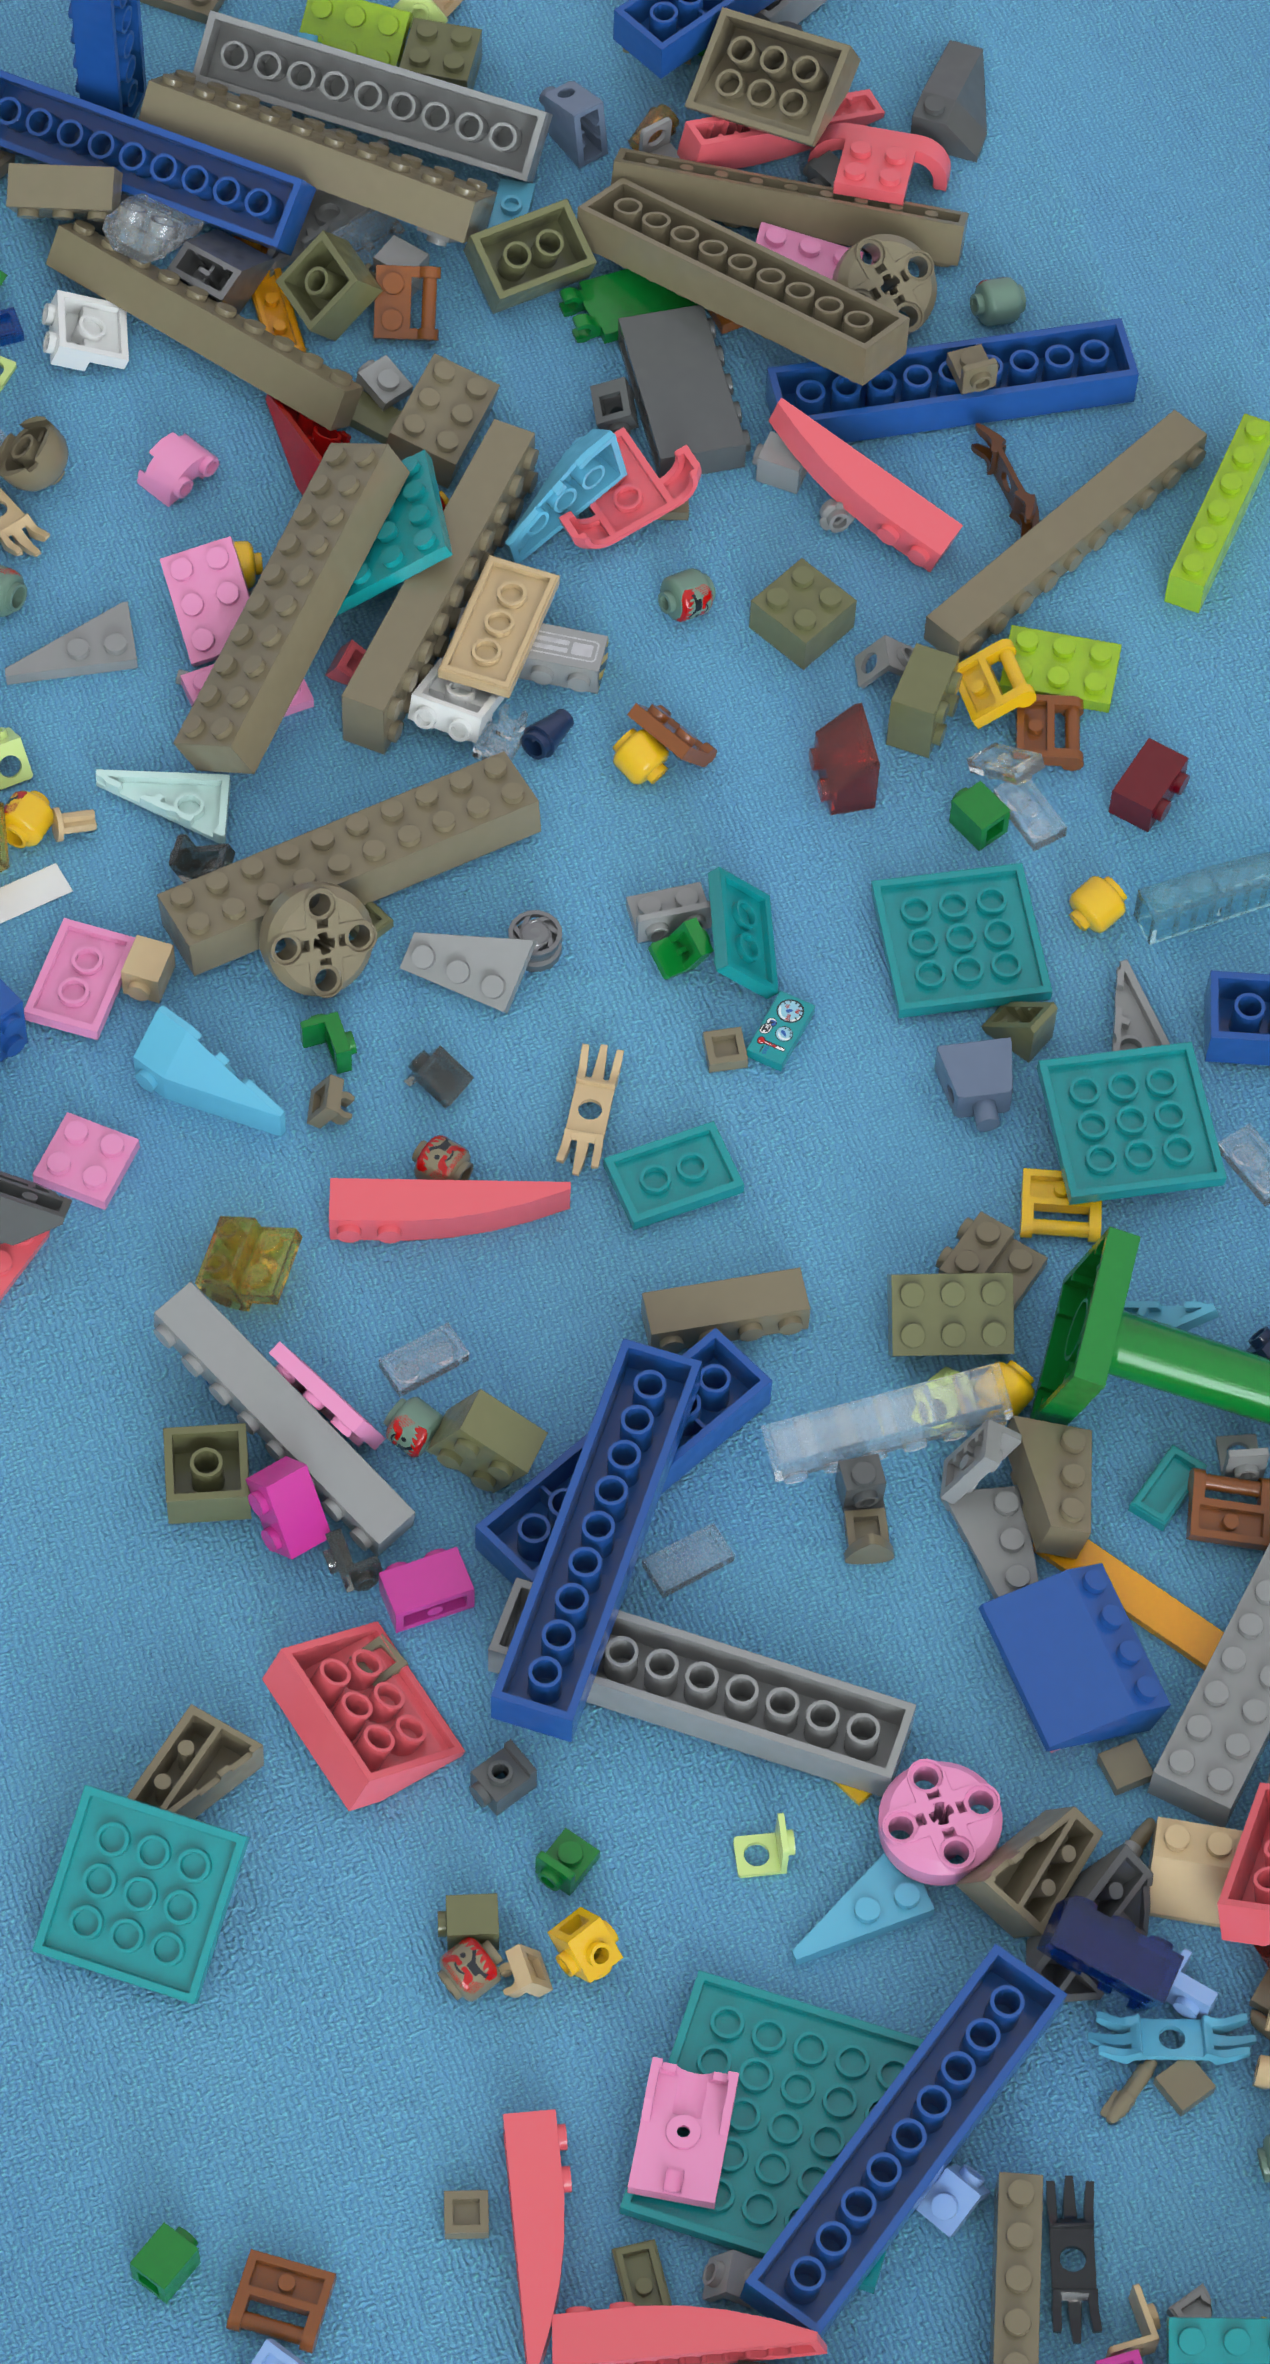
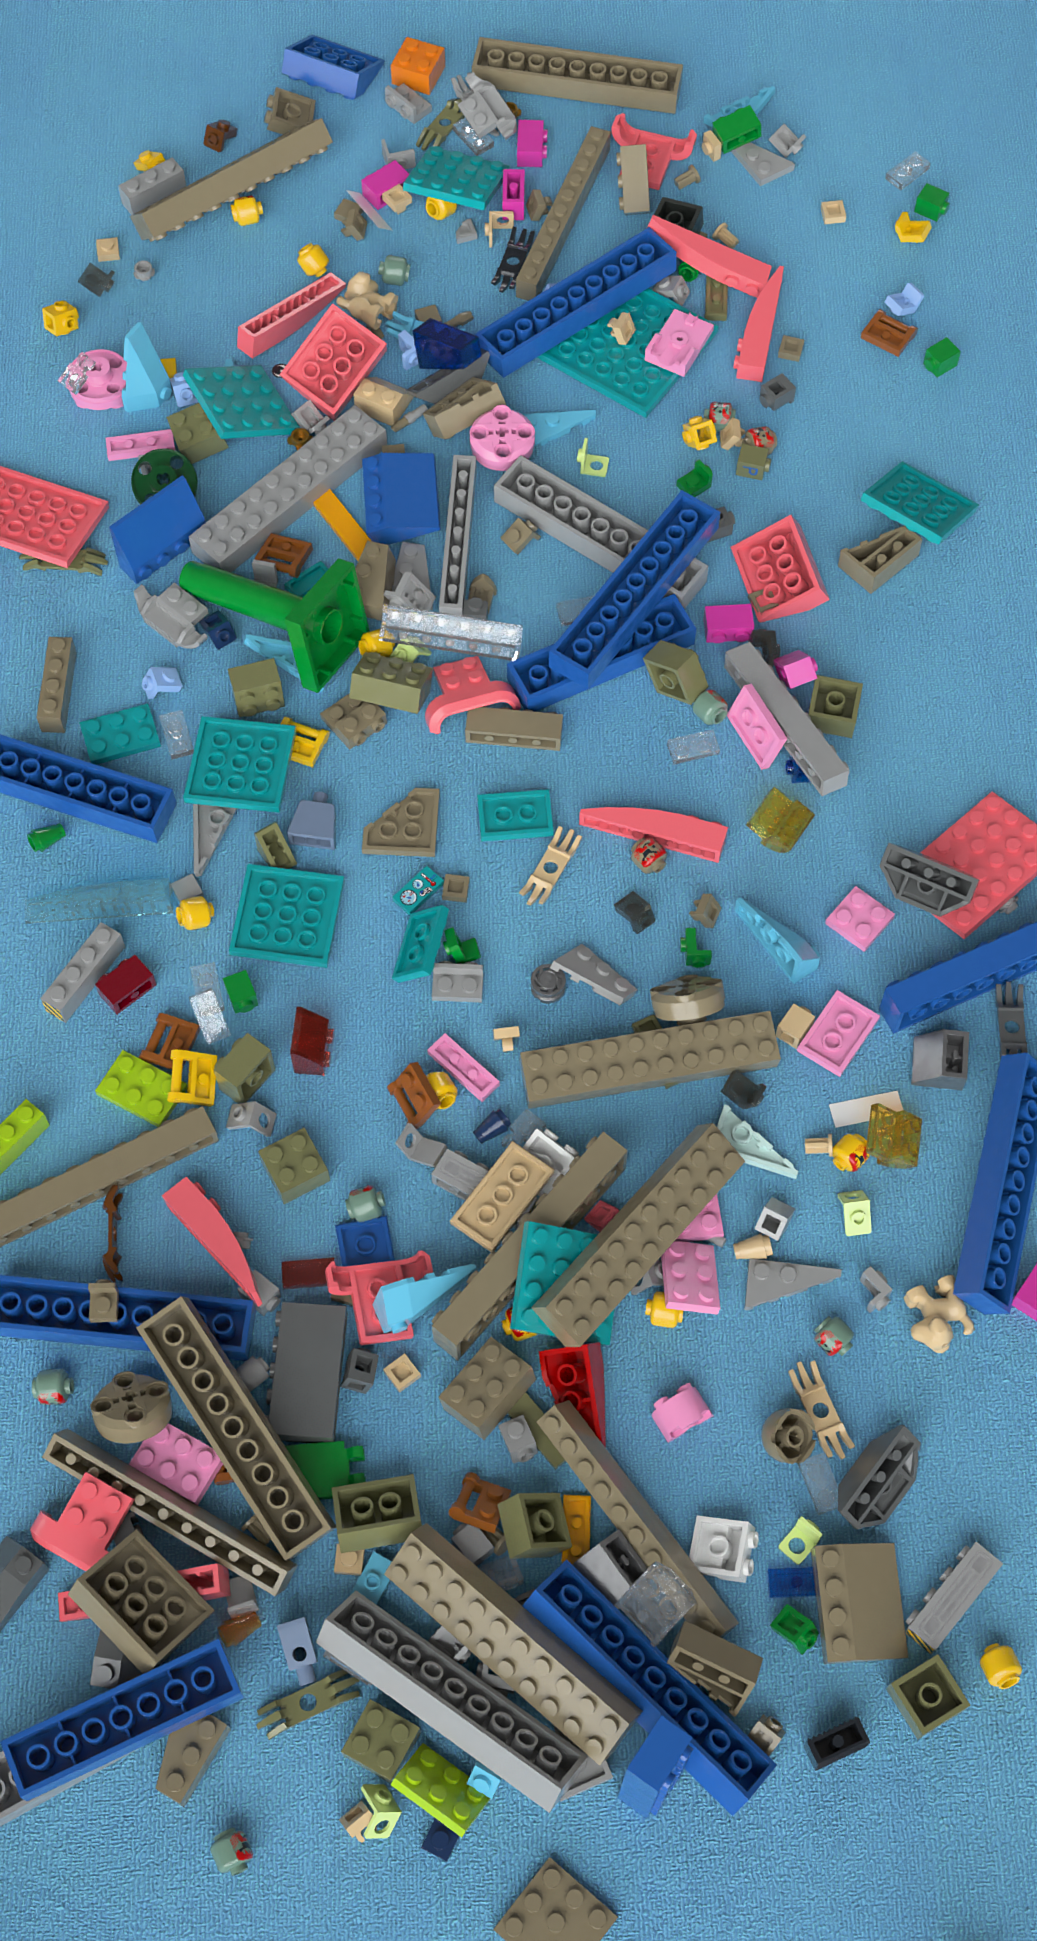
camera: 160 degrees left, 5 degrees up
(112, 703) = (774, 1218): none -> light grey brick
(133, 672) = (754, 1247): none -> tan cone
(464, 2069) = (777, 392): none -> dark grey brick
(554, 74) = (295, 1714): none -> olive piece
(559, 423) = (402, 1372): none -> tan plate
(559, 2006) = (720, 414): none -> head
(571, 852) = (506, 1035): none -> tan tile
(617, 799) = (463, 1067): none -> bright pink plate
(632, 681) = (421, 1149): none -> light grey bracket
(664, 552) = (365, 1242): none -> blue tile
(729, 509) = (305, 1273): none -> clear red tile
(751, 373) = (253, 1372): none -> light grey brick
(801, 2123) = (622, 328): none -> tan tile
(824, 1344) = (465, 688): none -> coral piece
(836, 1114) = (406, 827): none -> dark tan plate
(842, 1658) = (520, 534): none -> dark tan bracket
(945, 1613) = (458, 535): none -> light grey brick
(1127, 943) = (186, 888): none -> light grey tile
(1170, 1248) = (256, 687): none -> olive brick
(1216, 783) = (83, 972): none -> light grey brick

